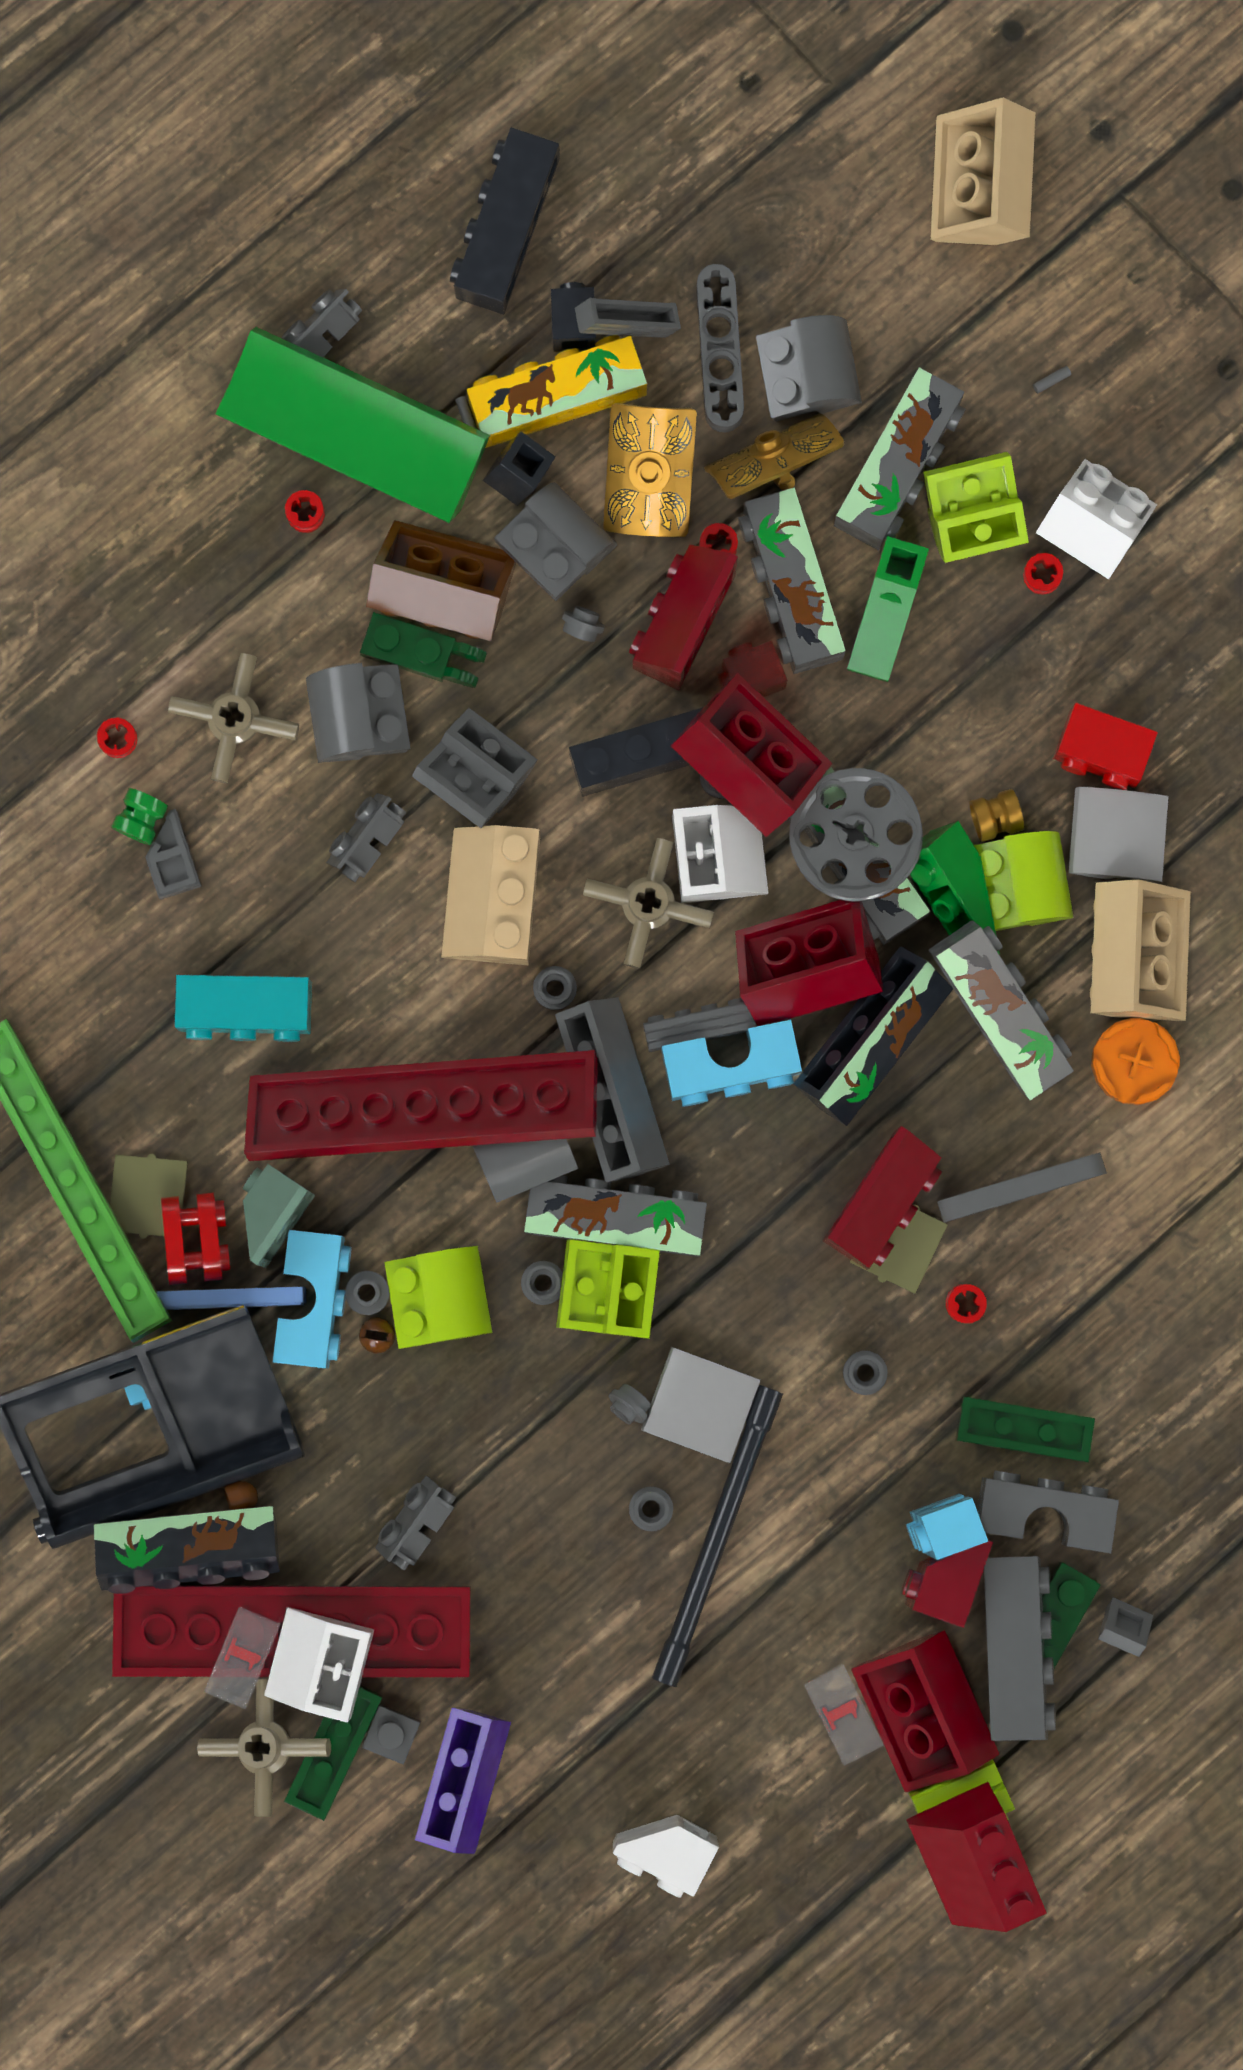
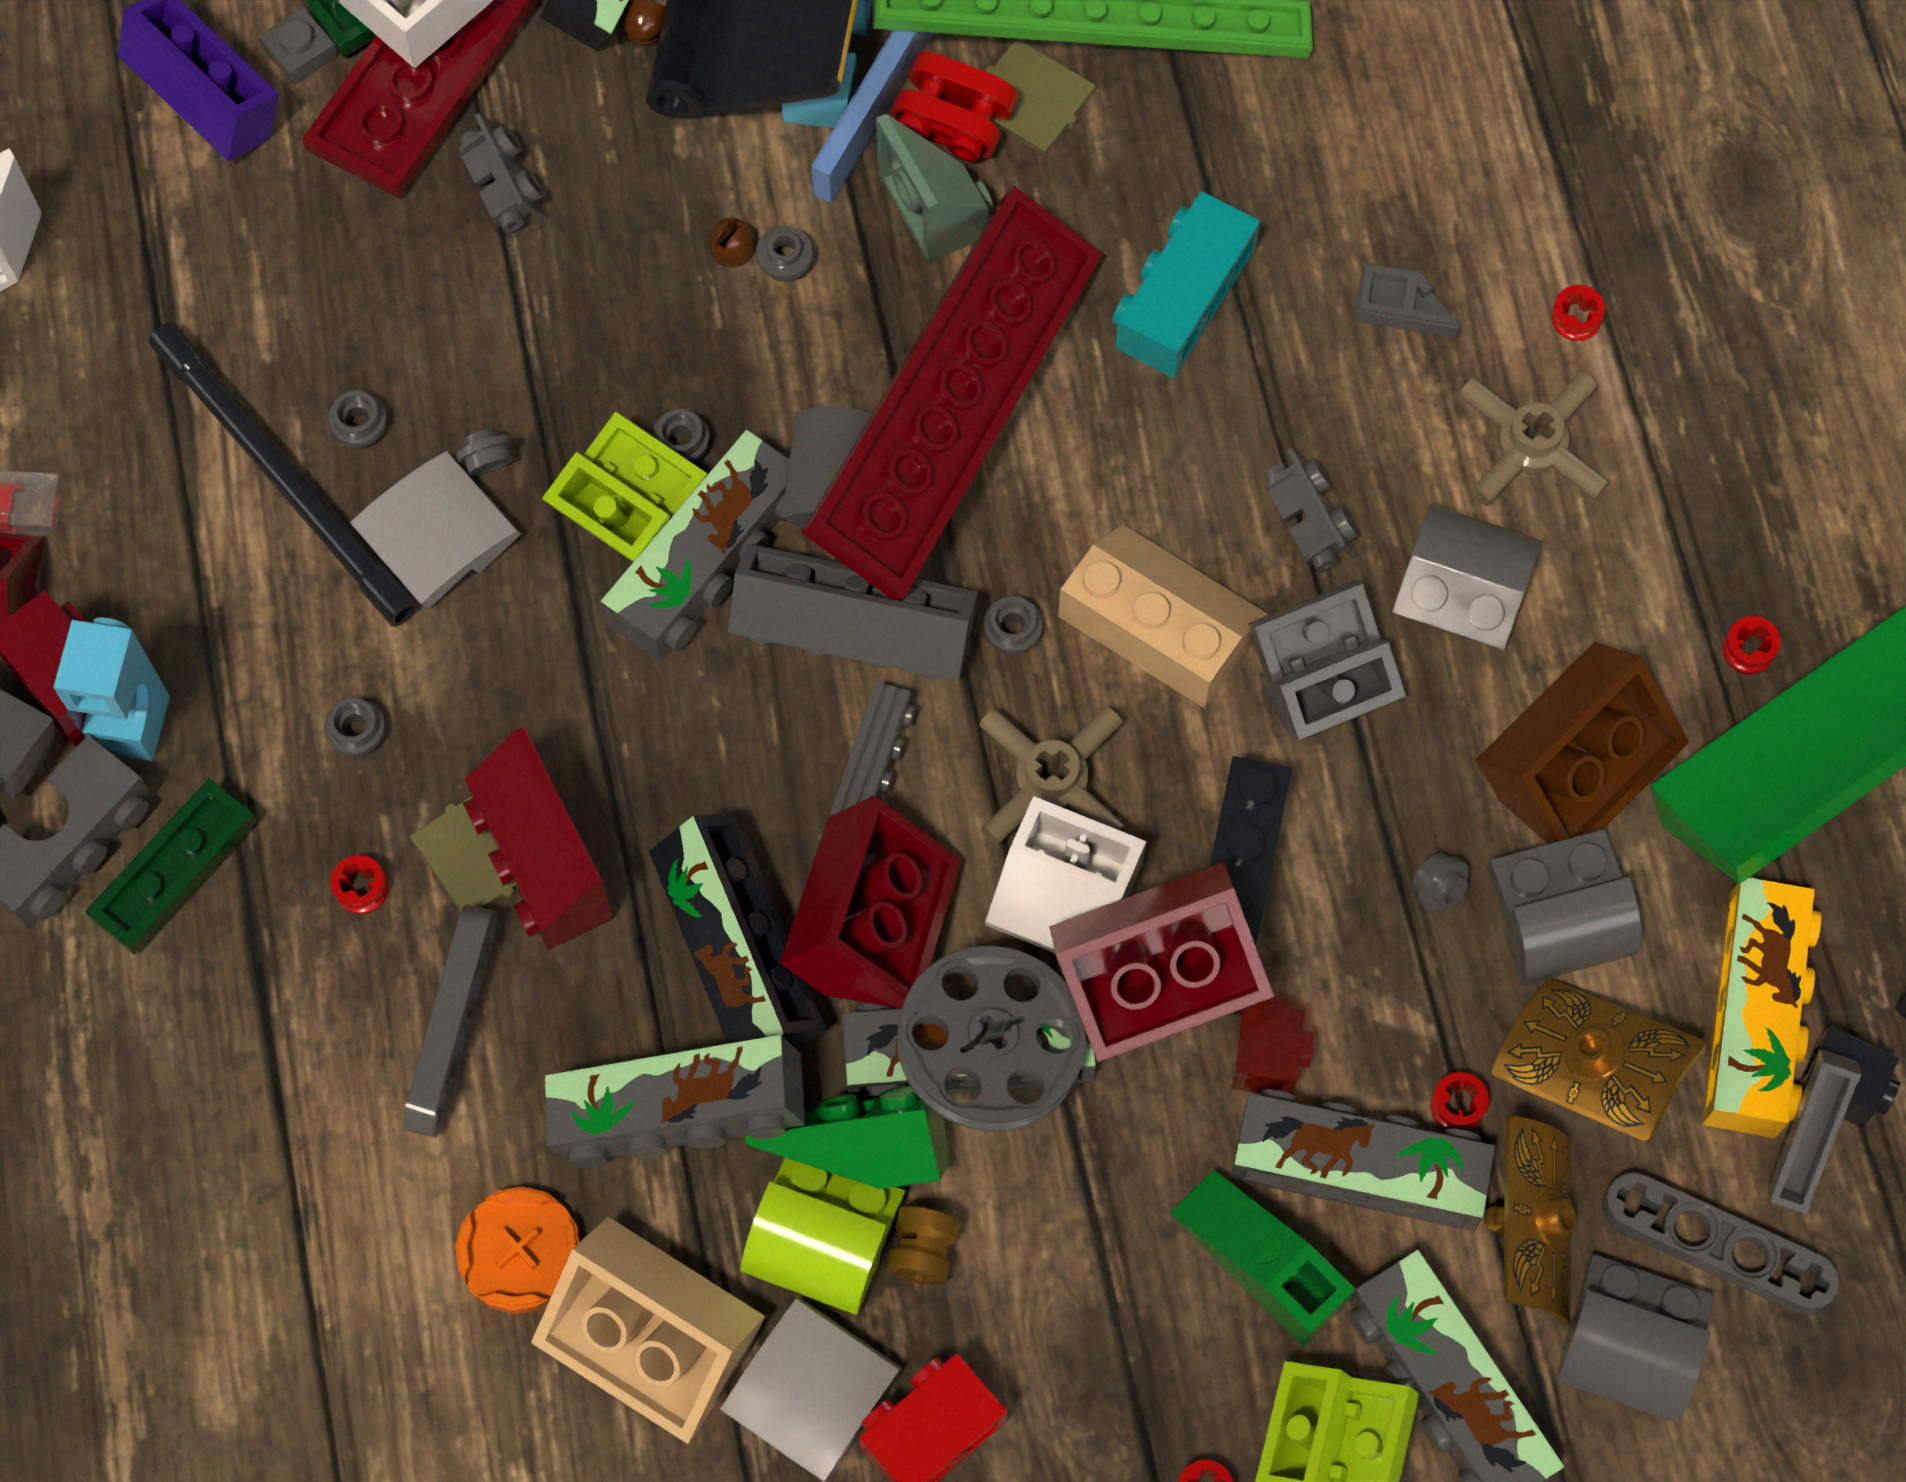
camera: 120 degrees right, 15 degrees down
(139, 816) = (1470, 284): green wheel -> none
(311, 1338) = (845, 218): medium azure arch -> none
(418, 650) = (1508, 684): dark green hinge -> none
(438, 1297) = (731, 319): lime brick -> none
(519, 468) = (1679, 902): black brick -> none
(683, 614) = (1385, 1000): dark red slope -> none
(694, 1074) = (818, 720): medium azure arch -> none

